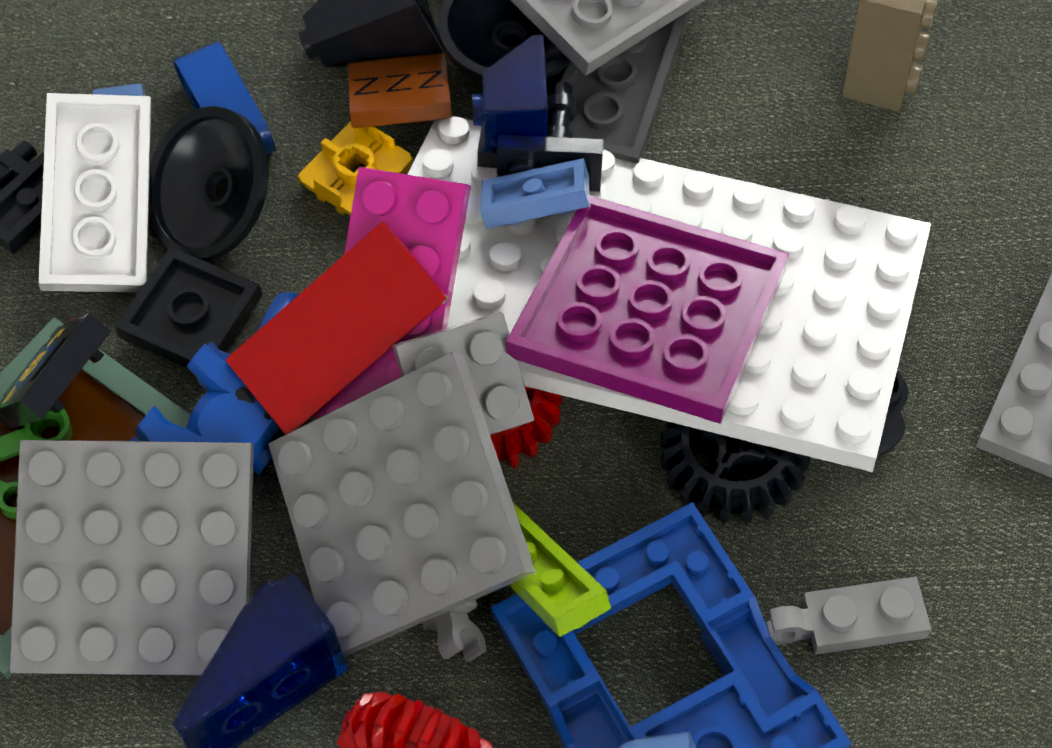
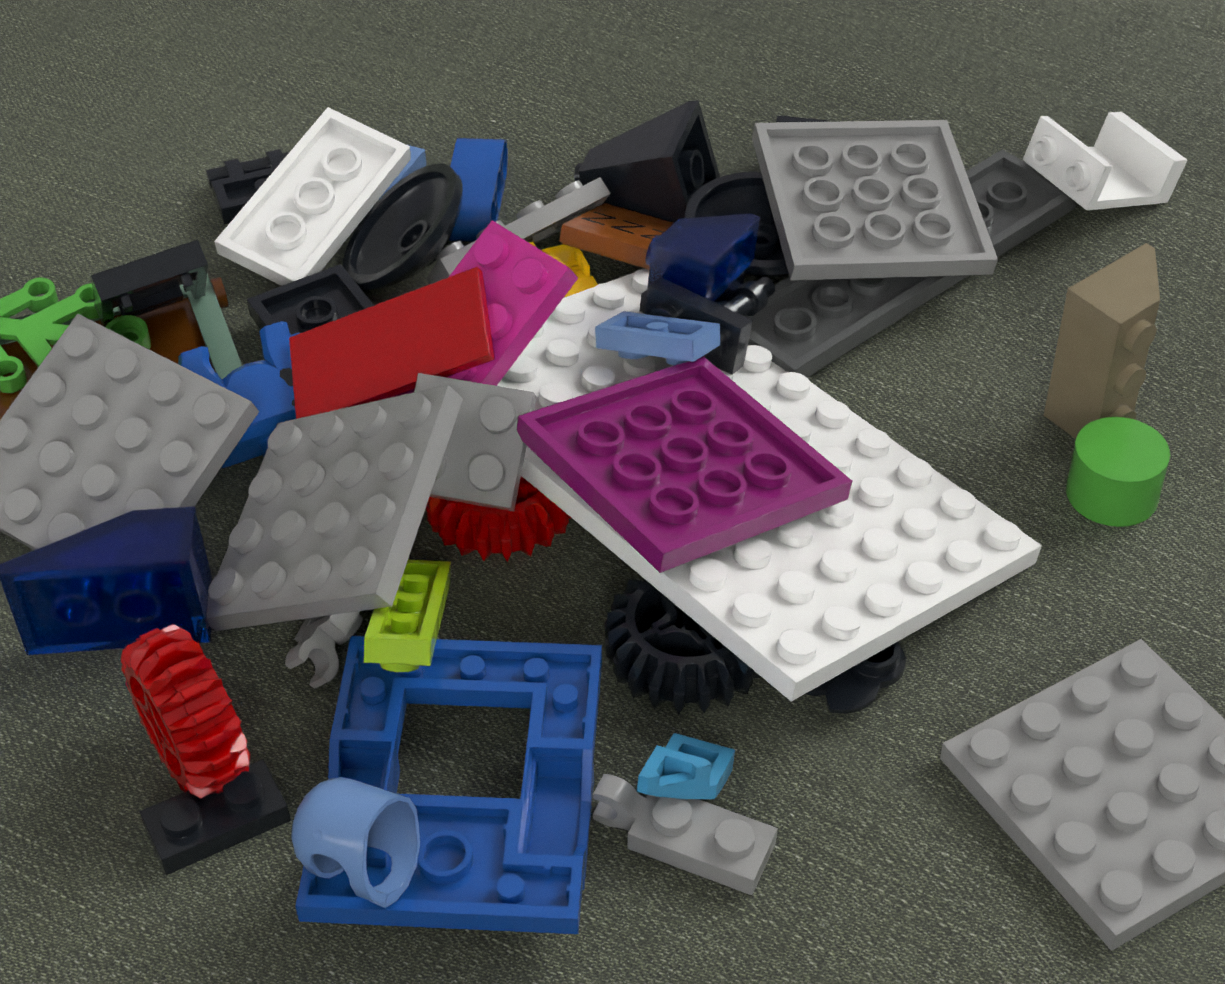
camera: 30 degrees right, 15 degrees down
(310, 119) = (533, 222): none -> light grey plate
(821, 567) = (686, 769): none -> dark azure slope
(943, 127) = (1117, 471): none -> bright green piece

